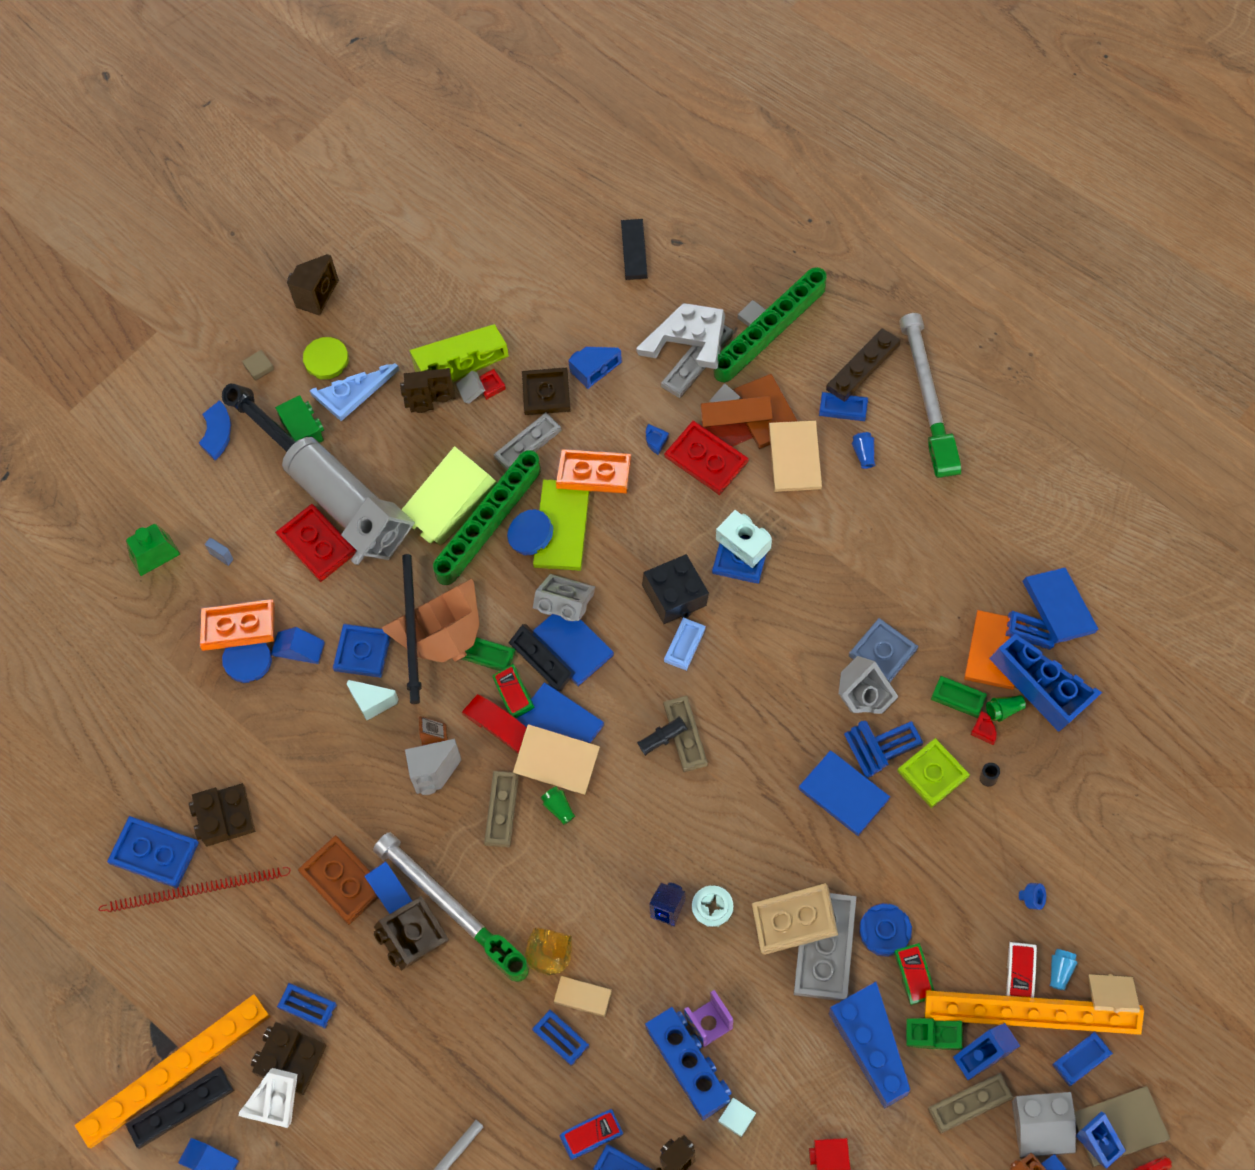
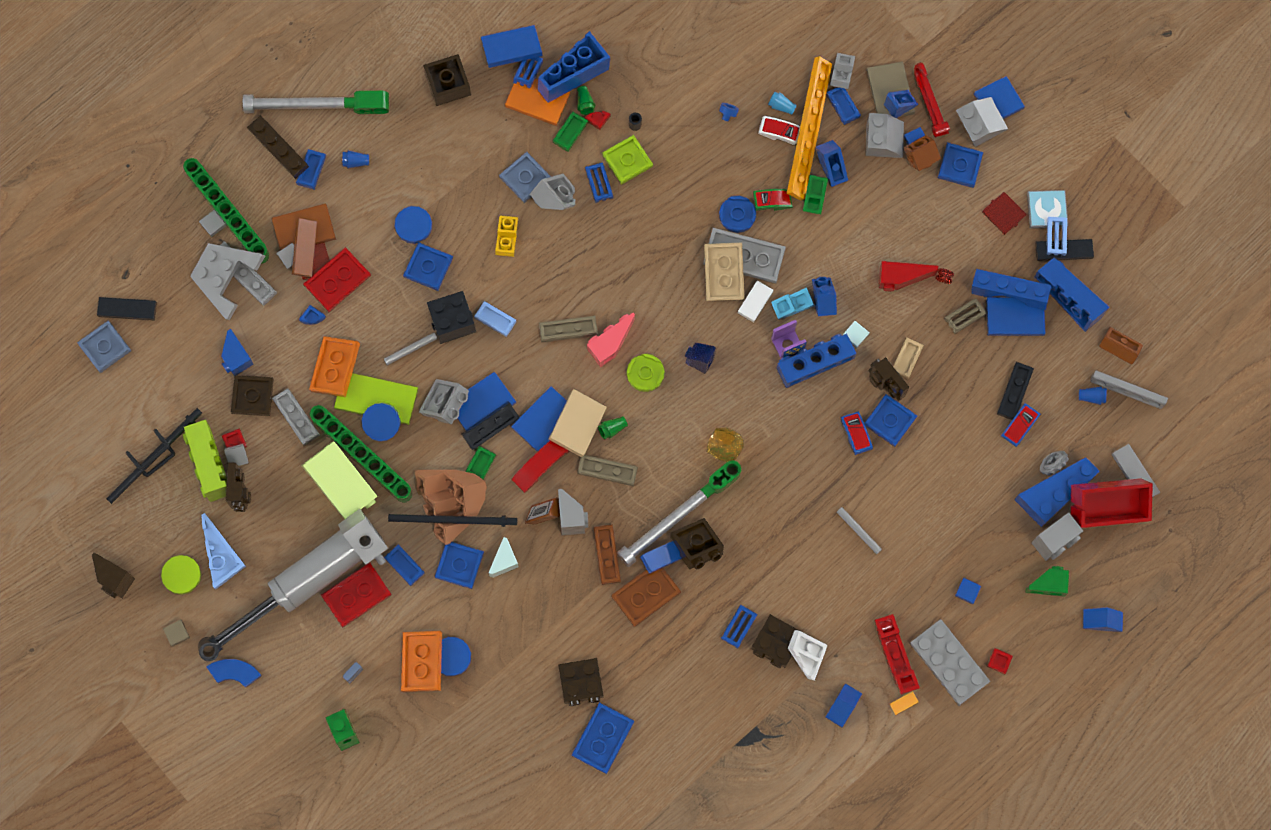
camera: 90 degrees left, 10 degrees up
(171, 1071) = (775, 728): light orange plate -> none
(179, 1107) = (802, 724): black tile -> none
(269, 875) = (637, 709): red piece -> none
(298, 419) = (243, 598): green brick -> none
(298, 646) = (447, 615): blue slope -> none
(356, 589) = (404, 565): none -> blue tile
(397, 821) = (607, 554): none -> dark orange tile
(449, 295) = (154, 457): none -> black piece
(507, 332) = (190, 419): none -> black bar
(513, 691) = (515, 449): slope -> none
(576, 1052) = (774, 457): blue tile -> none
(583, 996) = (758, 427): tan tile -> none
(585, 236) = (104, 346): none -> sand blue tile
(627, 548) = (411, 348): none -> light grey bar
(640, 838) = (645, 372): none -> lime tile
(662, 735) = (570, 343): black pin -> none
(670, 785) = (607, 345): none -> coral slope
(706, 896) = (701, 320): light aqua gear -> none
(748, 550) = (413, 268): light aqua brick -> none
(762, 970) = (755, 301): none -> white tile
(767, 1022) = (793, 303): none -> medium azure slope
(783, 1063) = (824, 296): none -> blue slope
(793, 530) = (413, 224): none -> blue tile
(795, 456) = (350, 211): tan tile -> none
(798, 641) = (506, 236): none -> yellow slope
(844, 793) = (632, 224): blue tile -> none
(862, 750) = (618, 203): blue tile -> none
(870, 1039) = (817, 235): blue wedge -> none
(970, 1103) = (864, 181): dark tan tile -> none
(992, 534) = (447, 80): none -> dark brown brick
(1113, 993) = (804, 73): tan piece -> none
(1133, 1050) = (842, 70): none -> light grey slope

